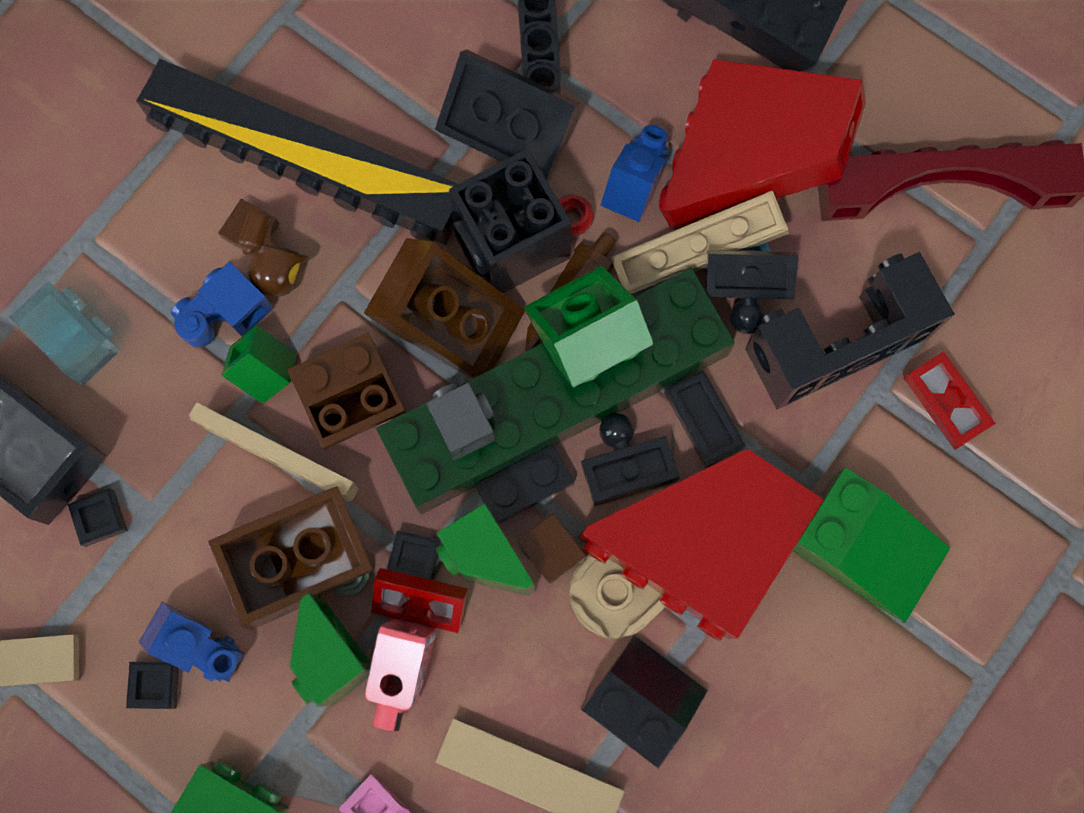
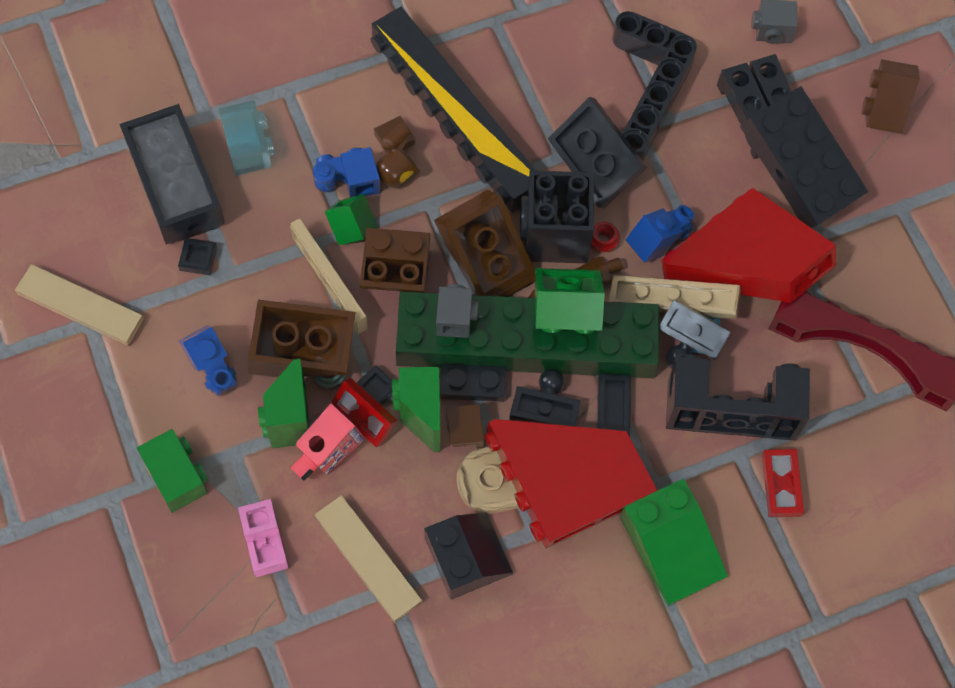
camera: 25 degrees right, 10 degrees down
(152, 685) = (170, 373): black tile -> none

